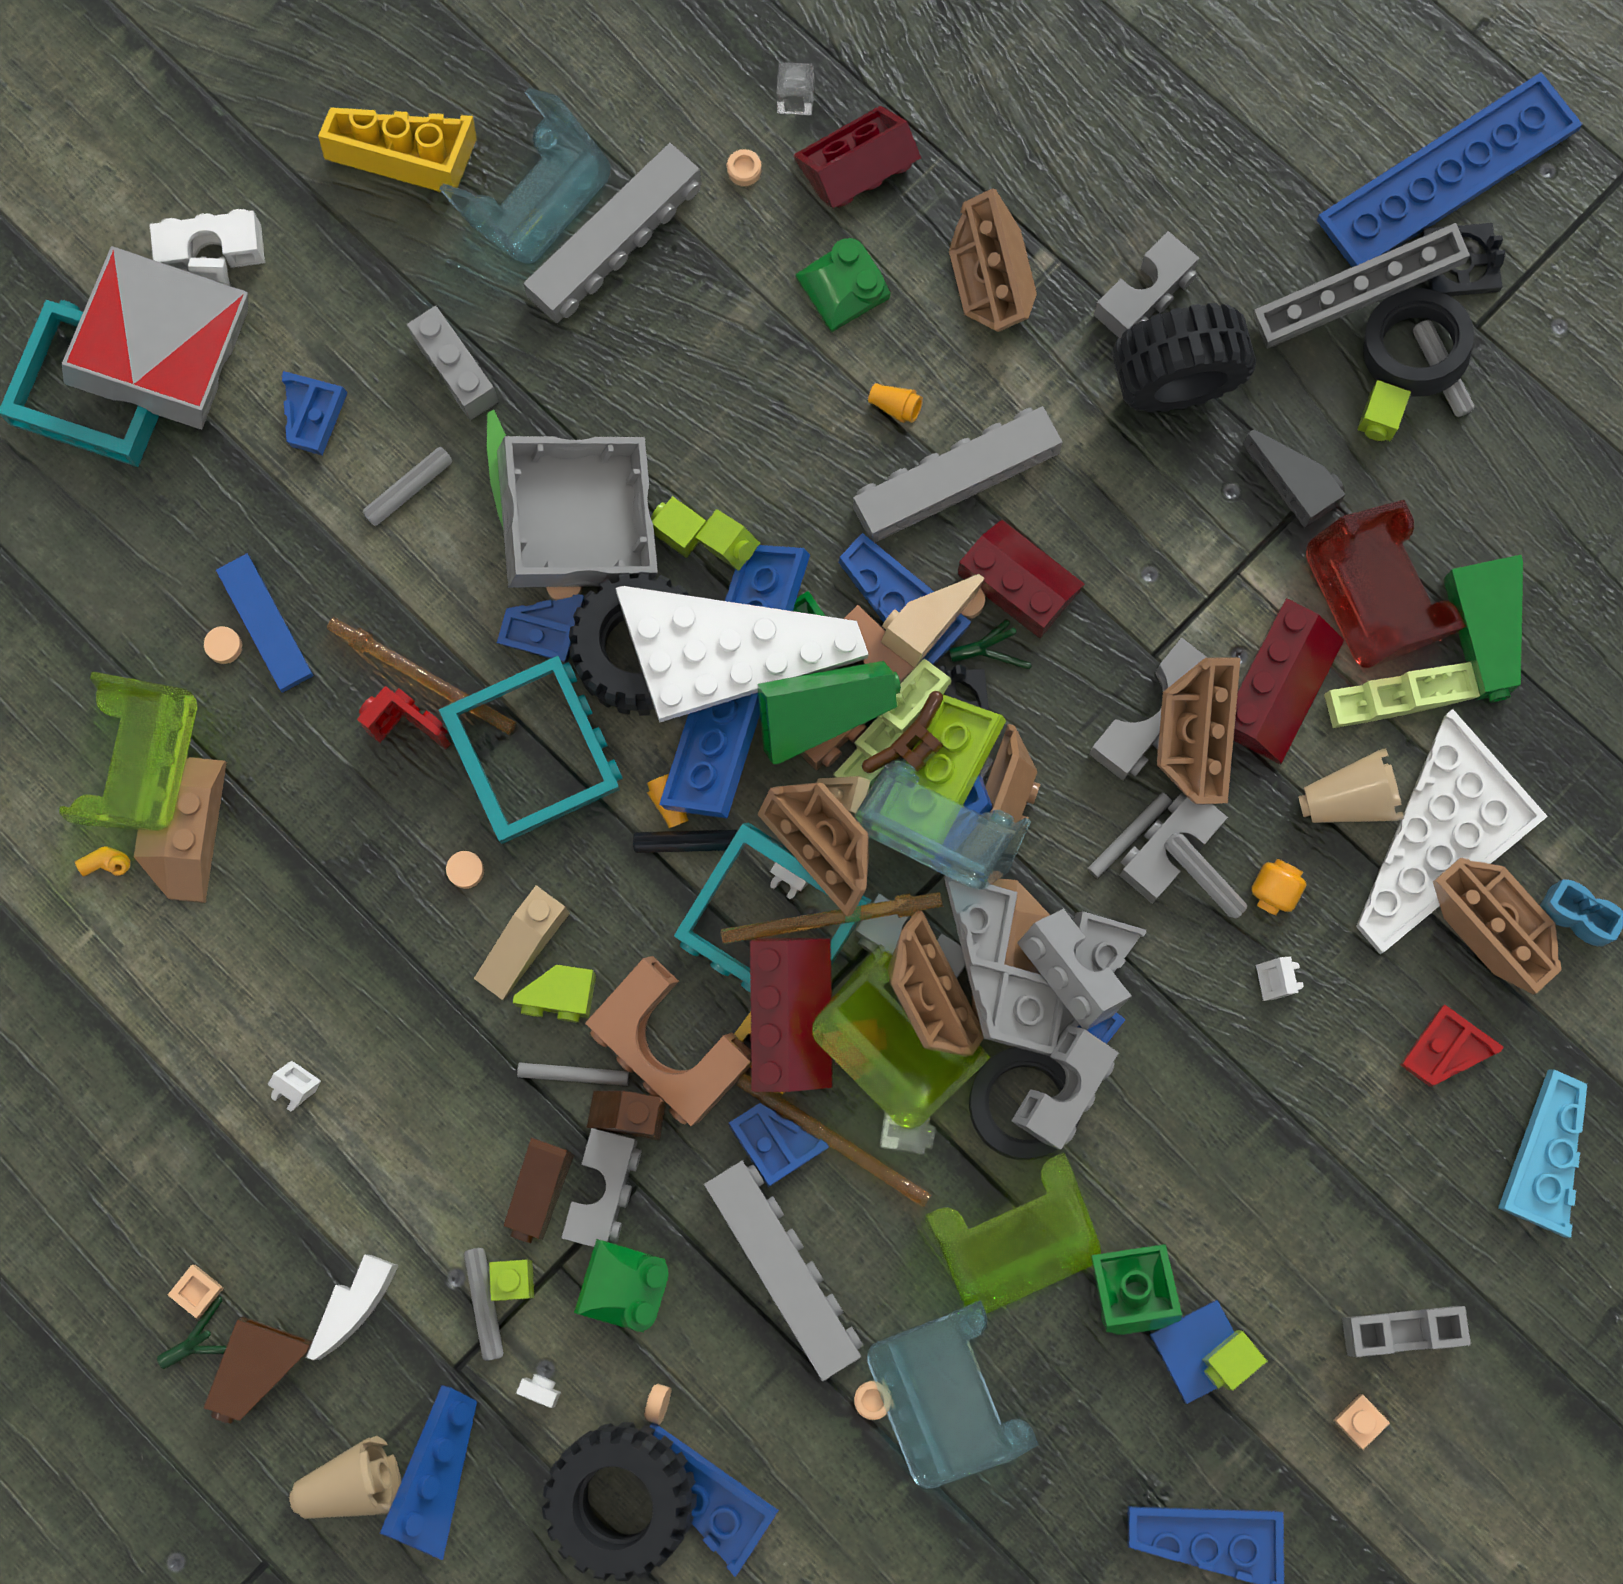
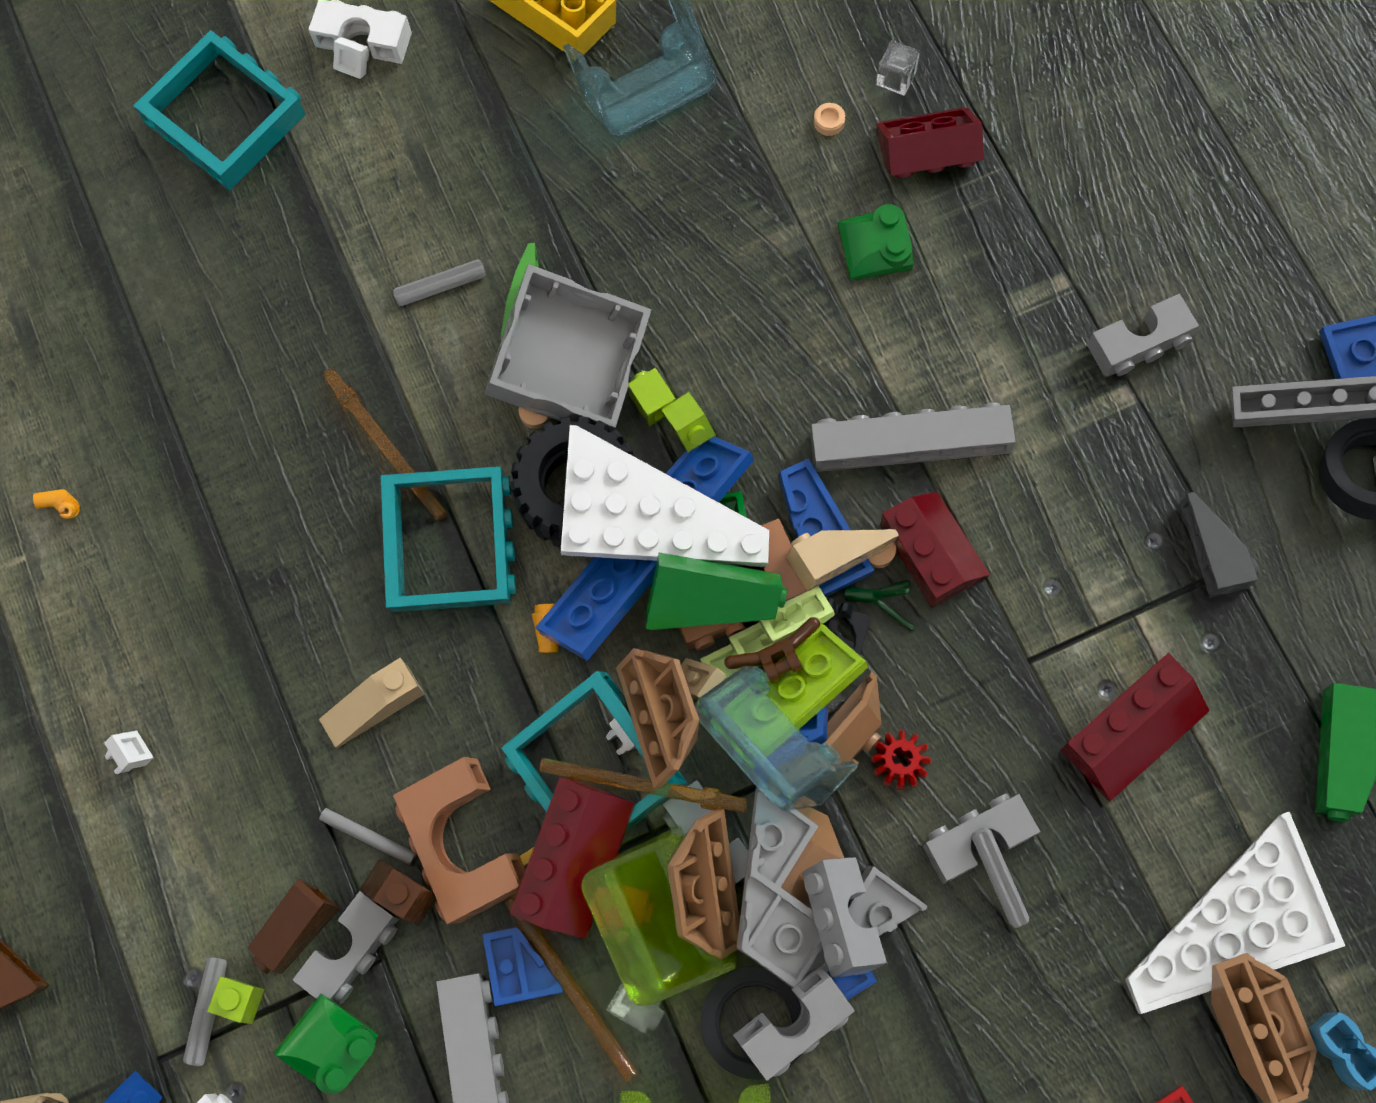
camera: 25 degrees right, 5 degrees down
(145, 758) = (126, 428): clear neon green windscreen -> none
(155, 337) = (282, 88): light grey tile -> none
(183, 852) = (132, 497): medium nougat wedge -> none
(223, 645) = (233, 359): light nougat tile -> none
(264, 623) = (274, 353): blue tile -> none
(311, 411) = (385, 194): blue wing -> none
(352, 1305) = (92, 965): white slope -> none
(387, 708) = (338, 461): red bracket -> none
(453, 362) = (517, 194): light grey arch -> none
(465, 869) = (351, 622): light nougat tile -> none
(541, 627) = (498, 438): blue wing -> none
(559, 991) = (386, 758): lime slope -> none
(613, 233) = (696, 134): light grey brick -> none
(682, 841) = (543, 667): black axle -> none
(898, 402) = (884, 358): light orange cone -> none
(991, 263) = (1012, 268): medium nougat wedge -> none
(1065, 787) = (898, 771): none -> red gear
(1125, 743) = (972, 730): light grey arch -> none
(1129, 835) = (945, 814): light grey bar -> none
(1184, 357) = (1152, 404): black tyre -> none
(1200, 729) = (1043, 741): medium nougat wedge -> none
(1278, 887) = (1065, 914): light orange head -> none
(1278, 978) = (1033, 999): white tile -> none
(1355, 793) = (1167, 854): tan cone -> none
(1376, 585) = (1257, 674): clear red windscreen -> none
(1383, 411) = (1320, 519): lime brick -> none
(1402, 694) = (1246, 780): yellowish green slope -> none

